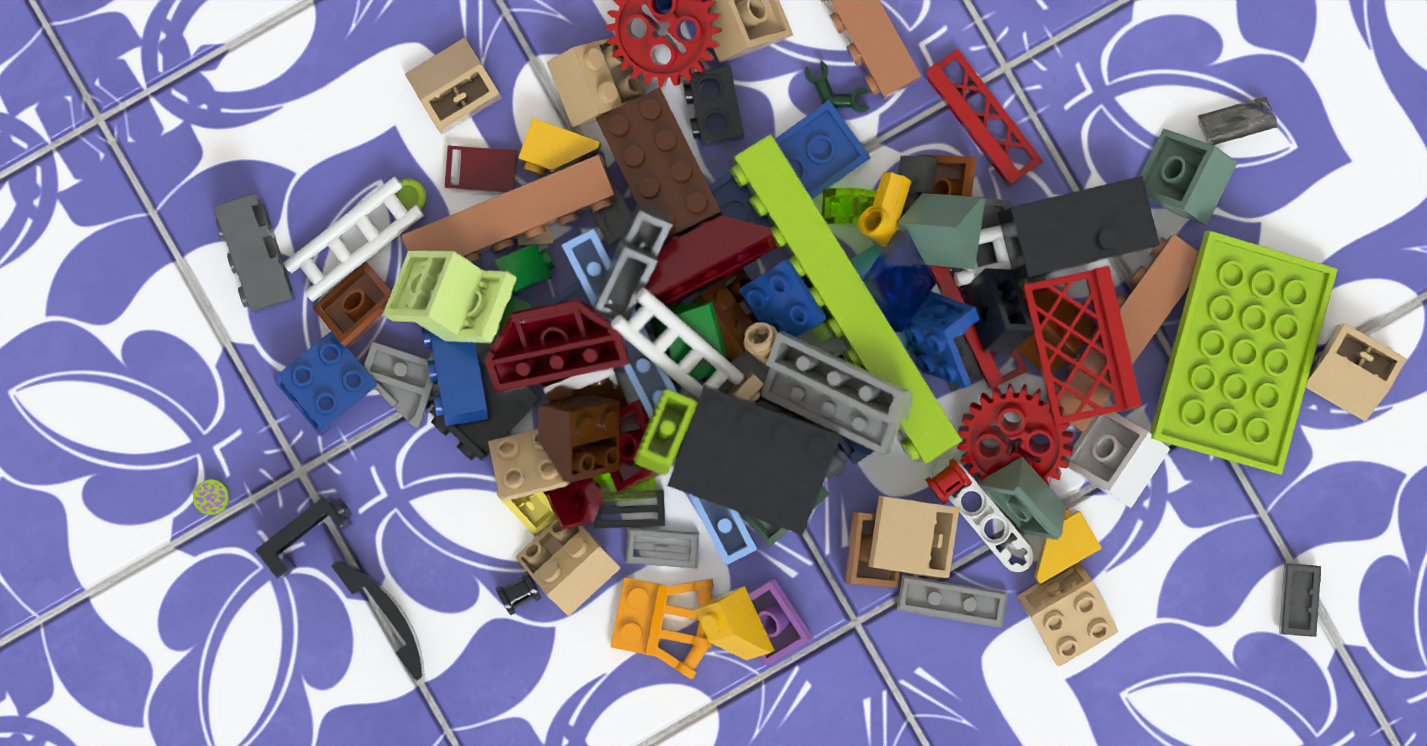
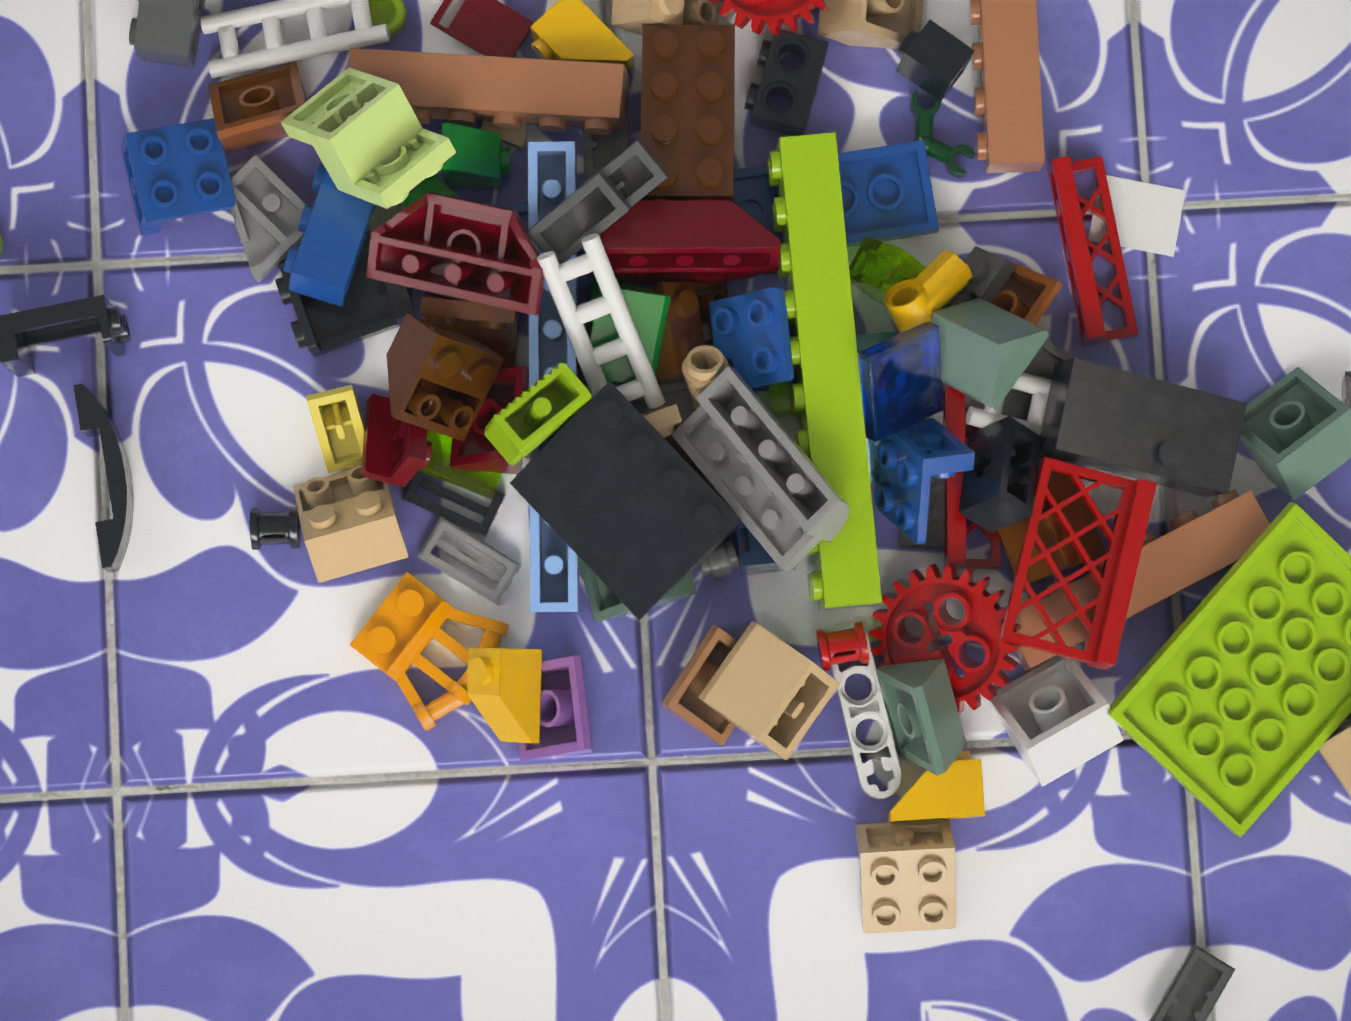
camera: 25 degrees right, 5 degrees down
(522, 466) = (352, 378): tan bracket -> none
(808, 40) = (933, 59): none -> black brick
(952, 601) = (777, 793): light grey tile -> none
(1006, 74) = (1144, 215): none -> white sticker

